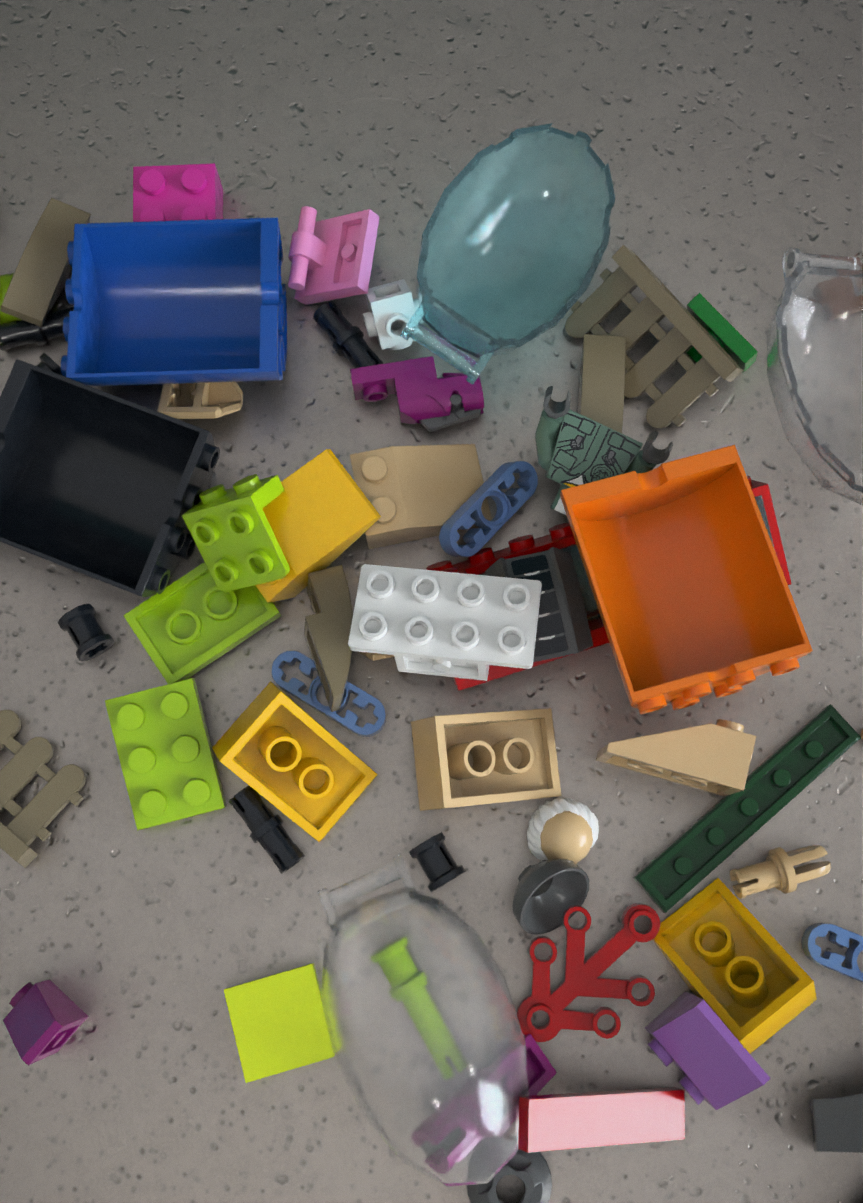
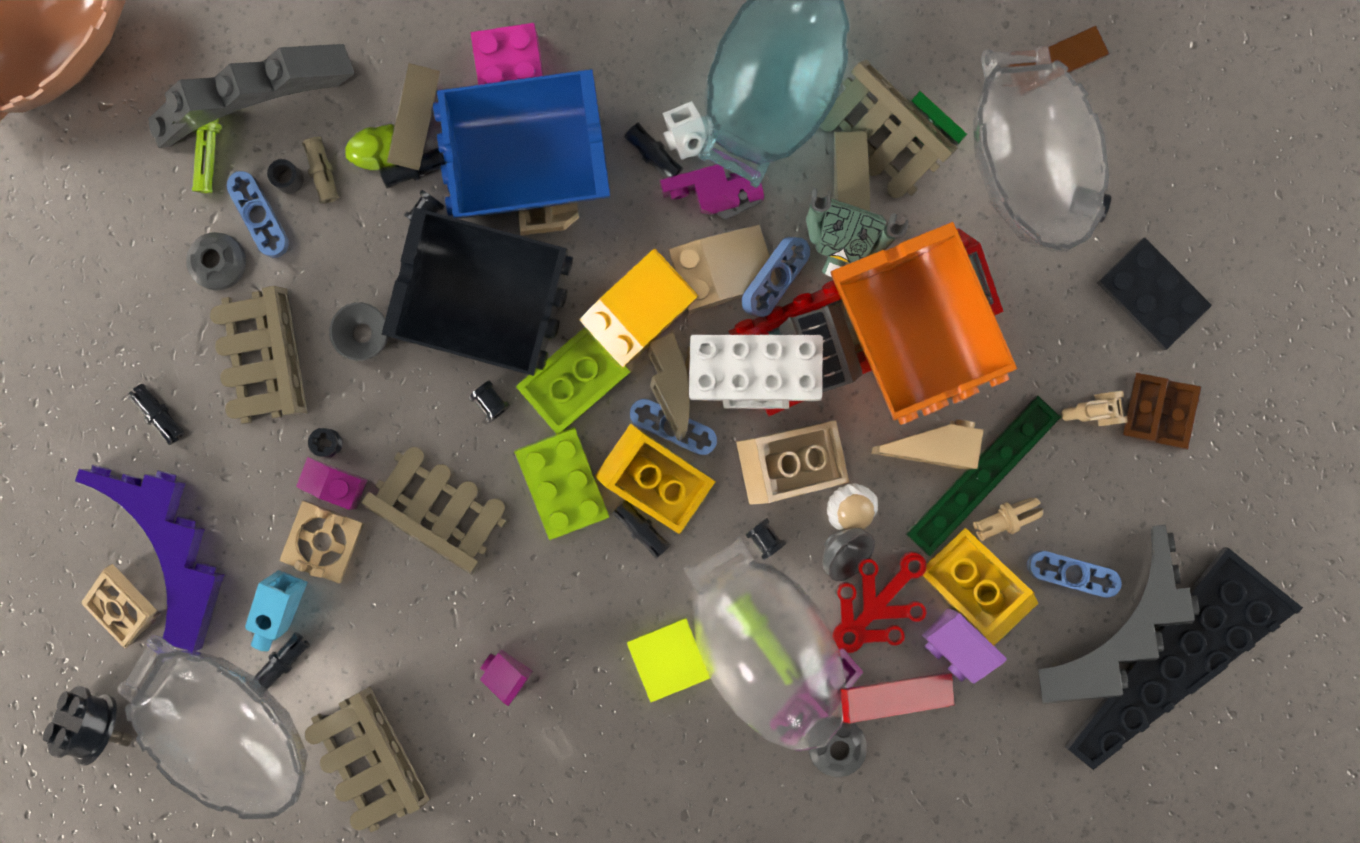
camera: 10 degrees left, 10 degrees up
(236, 534) = (594, 320): lime bracket -> none
(332, 255) = (635, 87): bright pink plate -> none

